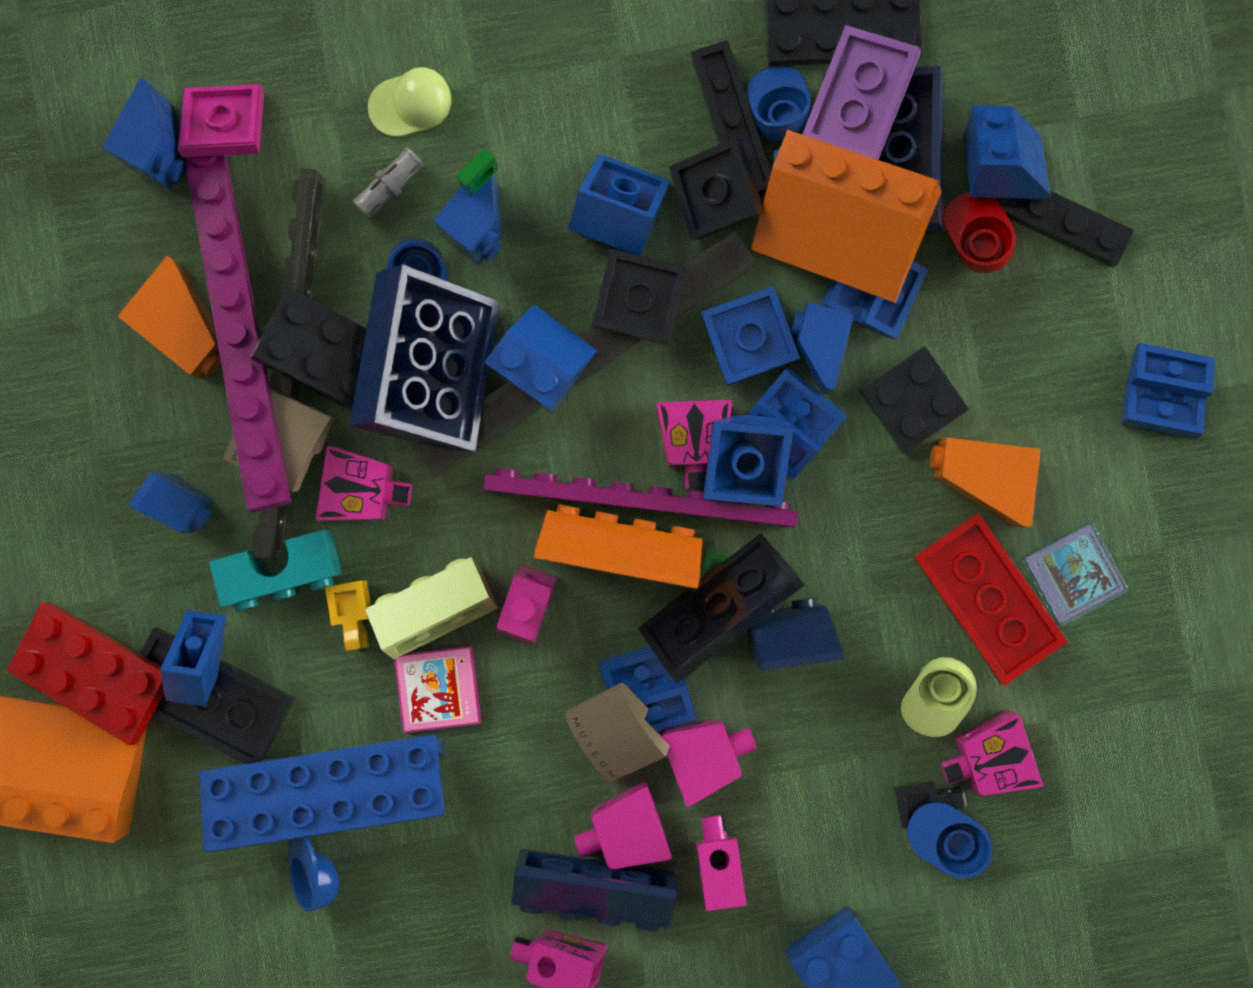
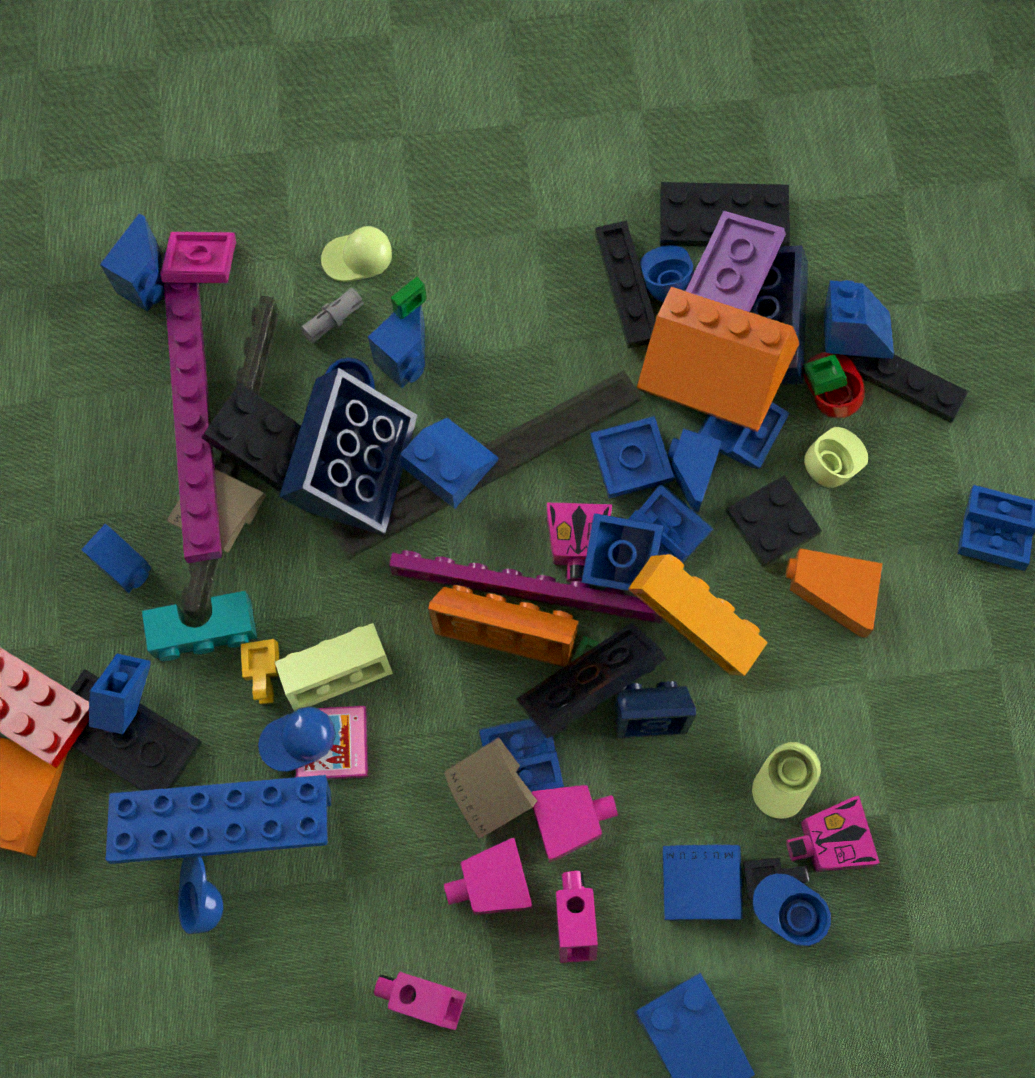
camera: 10 degrees right, 15 degrees down
(175, 319) = (138, 413): orange slope -> none
(358, 488) = (279, 561): dark pink torso -> none
(399, 690) = (297, 739): none -> blue cap
(526, 604) = (417, 673): dark pink torso -> none
(591, 889) = (456, 933): dark blue slope -> none
(618, 204) = (525, 344): blue slope -> none
(639, 297) = (537, 415): black plate -> none
(716, 189) = (609, 335): black plate -> none
(835, 524) = (698, 614): none -> light orange brick
(852, 813) = (702, 882): none -> blue slope
(970, 224) = (825, 374): none -> green tile
(983, 322) = (835, 457): none -> yellowish green cap
(990, 599) = (836, 696): red plate -> none
(1075, 574) = (914, 680): clear light blue tile -> none

